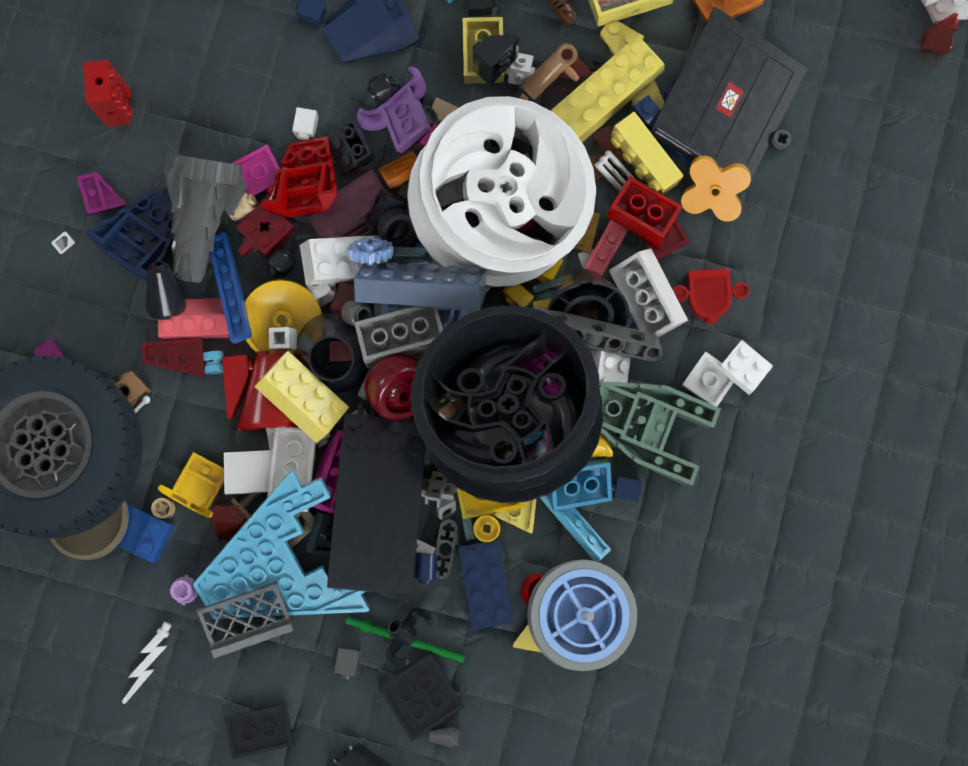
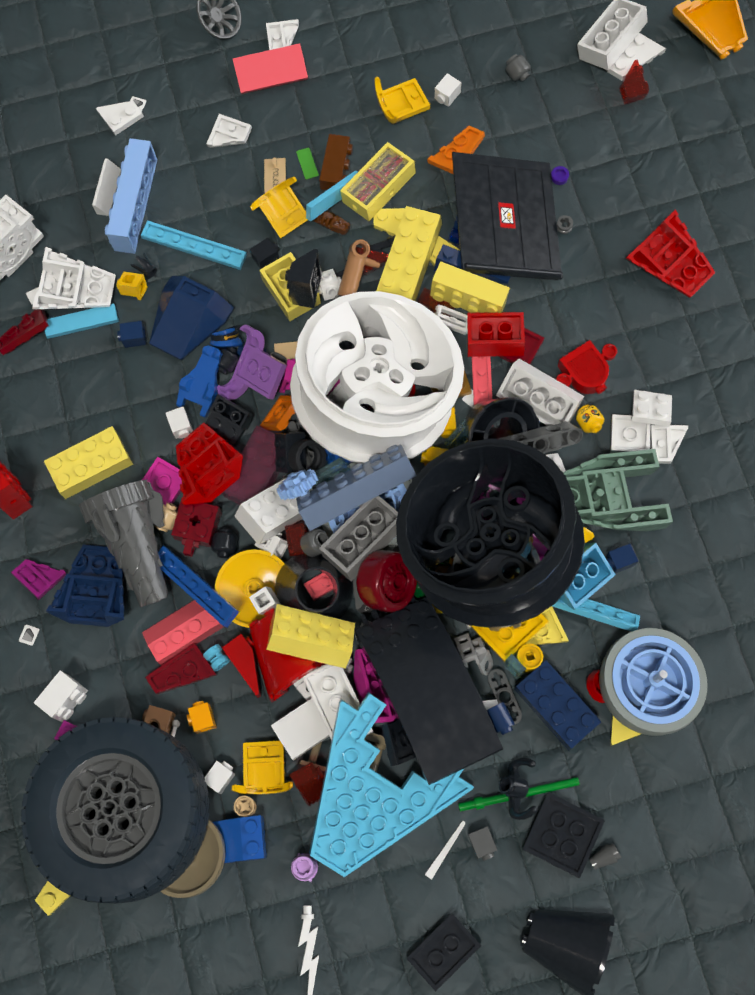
camera: 25 degrees left, 10 degrees down
(58, 317) = (61, 697): none -> white brick
(156, 469) = (219, 776): none -> white brick
(163, 292) = (140, 622): black cone -> none
(170, 407) = (201, 717): none -> light orange brick
(201, 113) = (88, 462): none -> light yellow brick
(248, 636) = (384, 872): dark grey fence -> none
(296, 656) = (436, 864): none -> white sticker
(346, 97) = (201, 382): none -> blue animal
(394, 66) = (226, 338): none -> piece
(682, 343) = (590, 419): none -> yellow head
(715, 188) = (528, 280): light orange plant -> none
(738, 406) = (666, 441): none -> white wing
(809, 87) = (560, 175): none -> dark purple tile
(862, 233) = (673, 257): none -> red wedge

